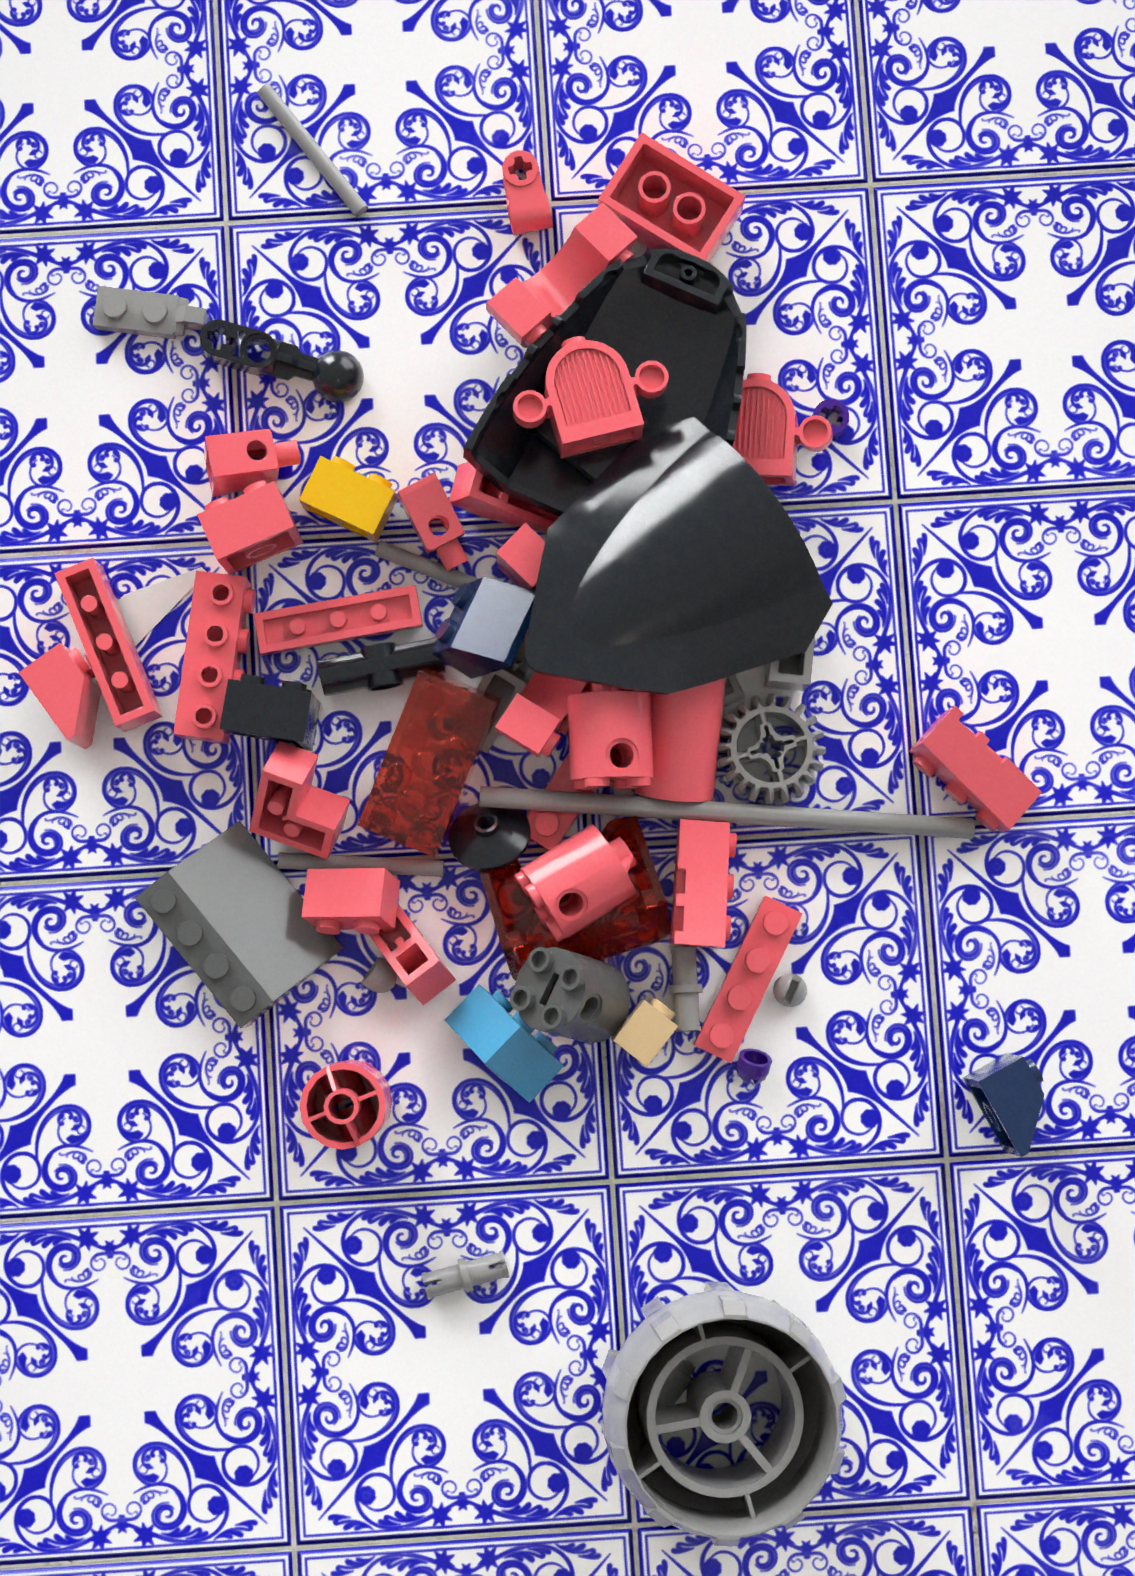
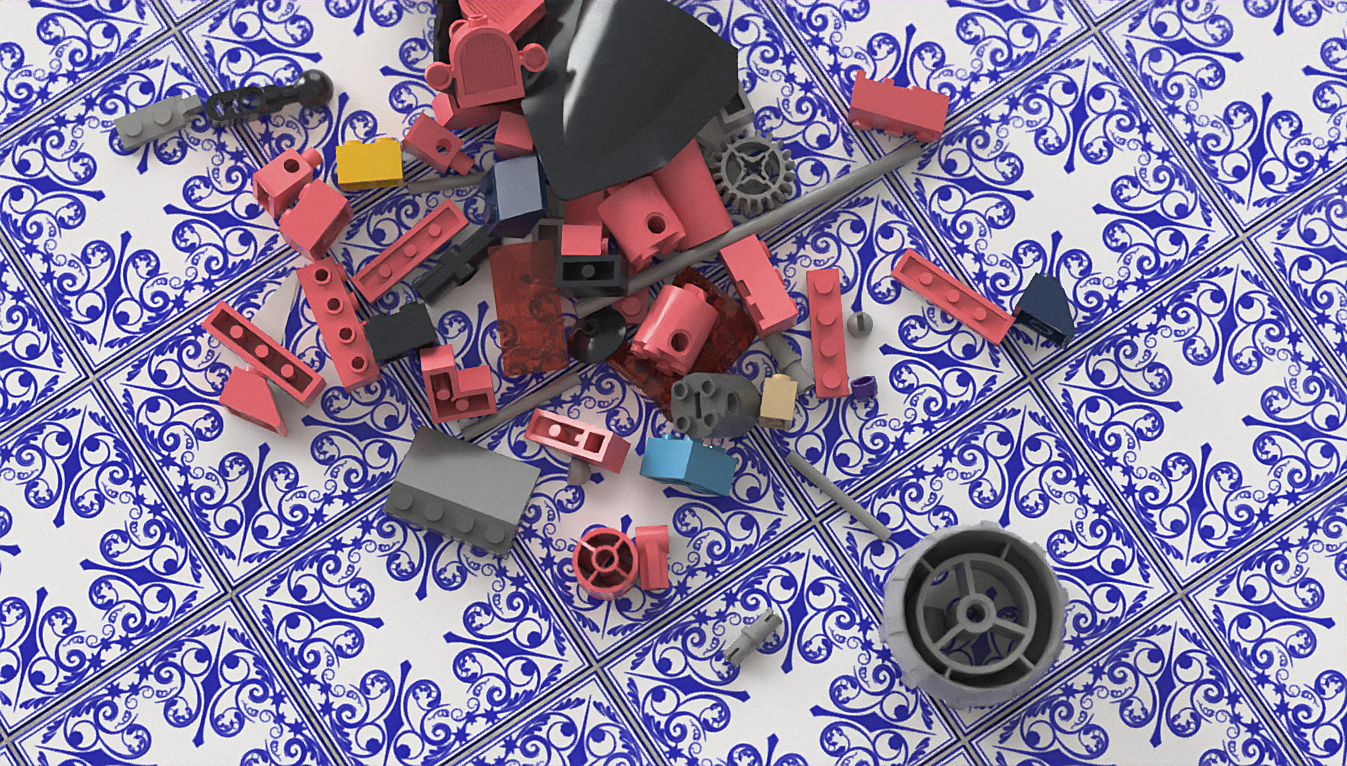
camera: 25 degrees left, 5 degrees down
(351, 900) = (529, 429): coral brick -> none
(410, 1113) = (652, 549): none -> coral piece
(517, 770) = (592, 276): none -> black brick
(533, 459) = (485, 64): none -> coral piece
(654, 1170) = (838, 496): none -> light grey bar
(912, 1020) = (952, 297): none -> coral plate

